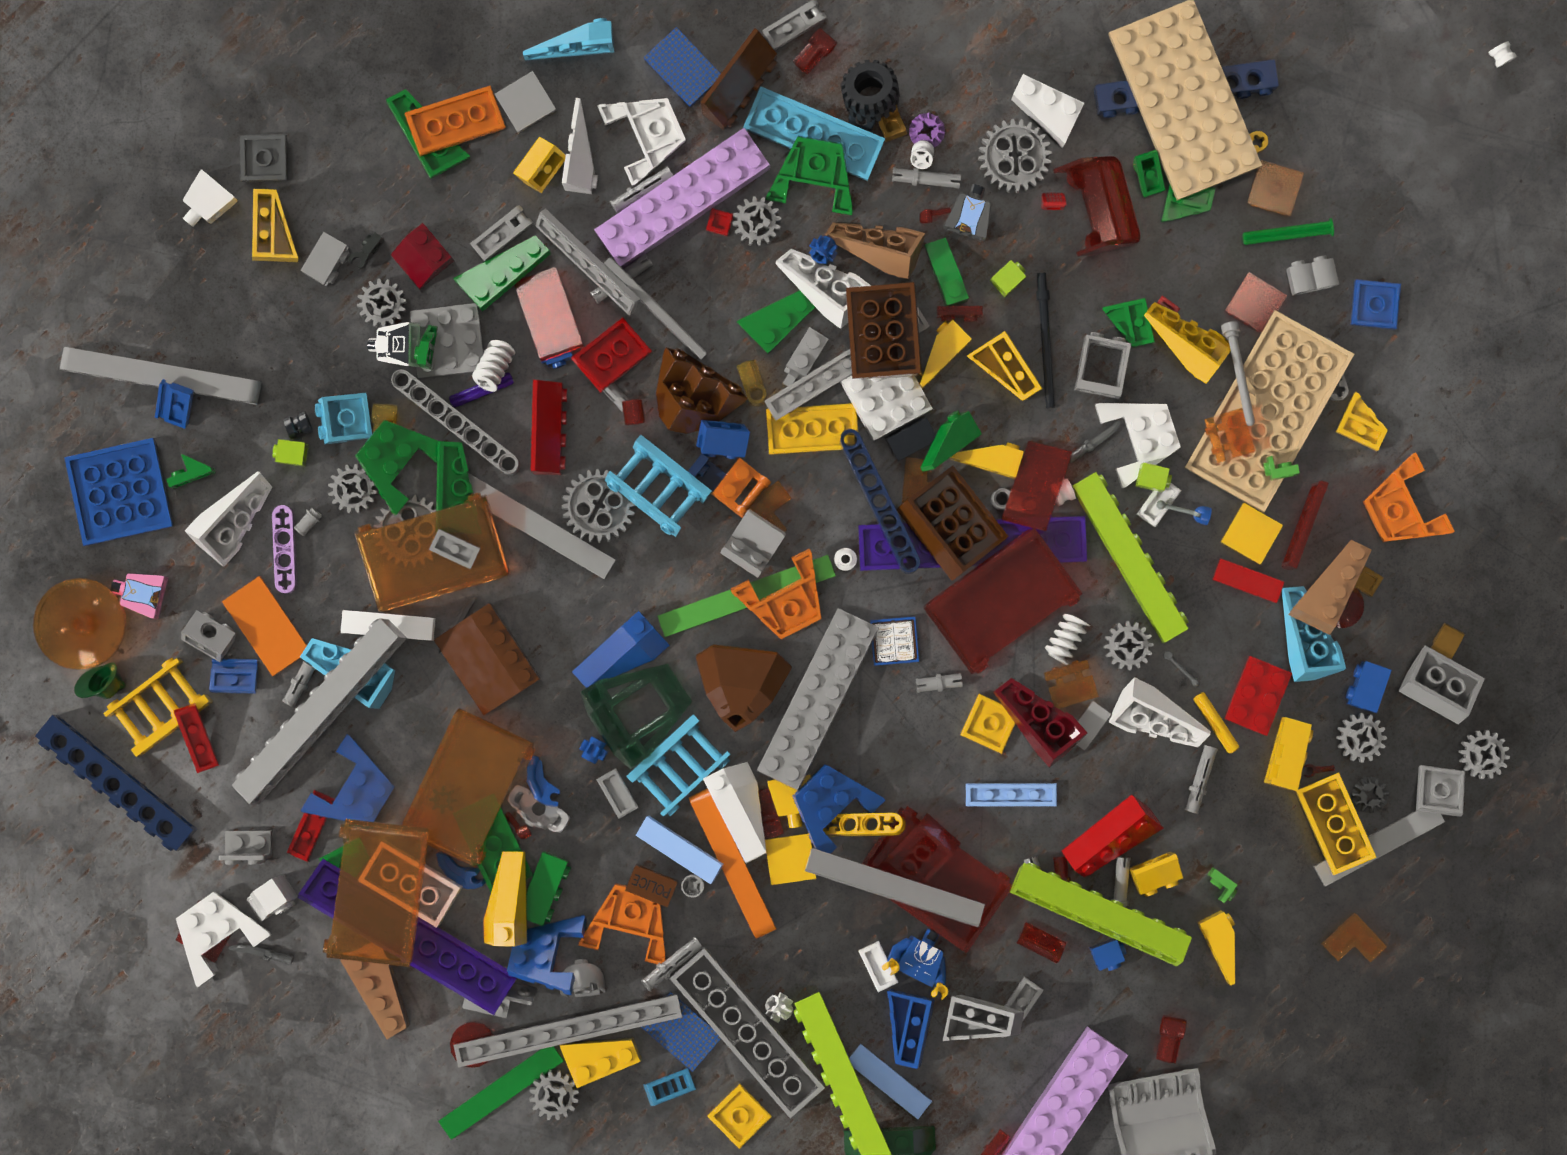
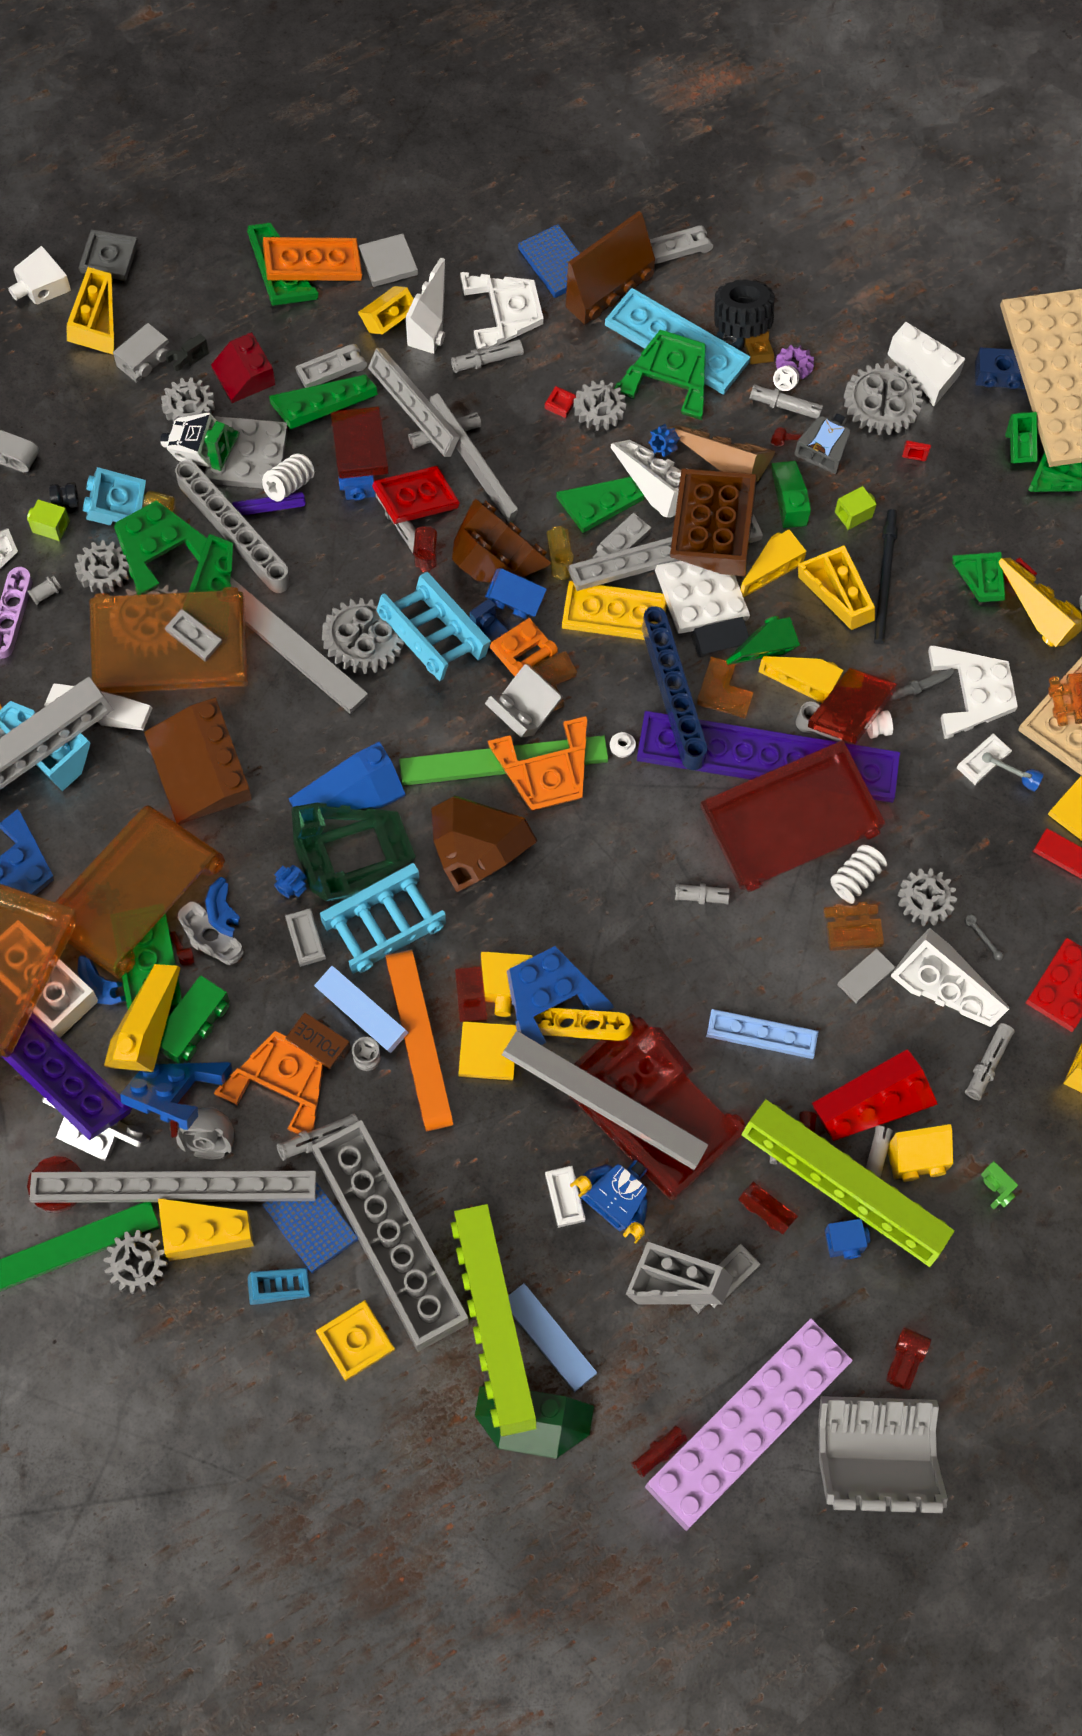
camera: 10 degrees right, 20 degrees down
(548, 428) = (328, 547): red slope -> none
(583, 40) = (458, 216): medium azure wedge -> none
(682, 198) = (529, 368): lavender brick -> none
(738, 802) = (442, 971): white wedge -> none
(779, 1007) = (434, 1215): white gear -> none
(818, 46) = (698, 266): clear red piece -> none
(818, 699) = (558, 879): light grey plate -> none
(895, 641) = (659, 840): tile -> none
(910, 1026) = (589, 1270): blue wedge -> none
(949, 313) = (803, 529): clear red plate -> none
(952, 523) = (748, 724): reddish brown slope -> none
(988, 724) = (752, 950): yellow tile -> none
(1041, 723) = (815, 963): dark red wedge -> none
(1098, 388) = (935, 629): light grey window -> none
(1106, 203) = (971, 452): clear red windscreen -> none
(1129, 557) = (944, 807): lime brick -> none
(1153, 477) = (983, 725): lime brick -> none
(1216, 722) = (1016, 1003): yellow axle -> none
(1221, 940) = (987, 1248): yellow slope -> none

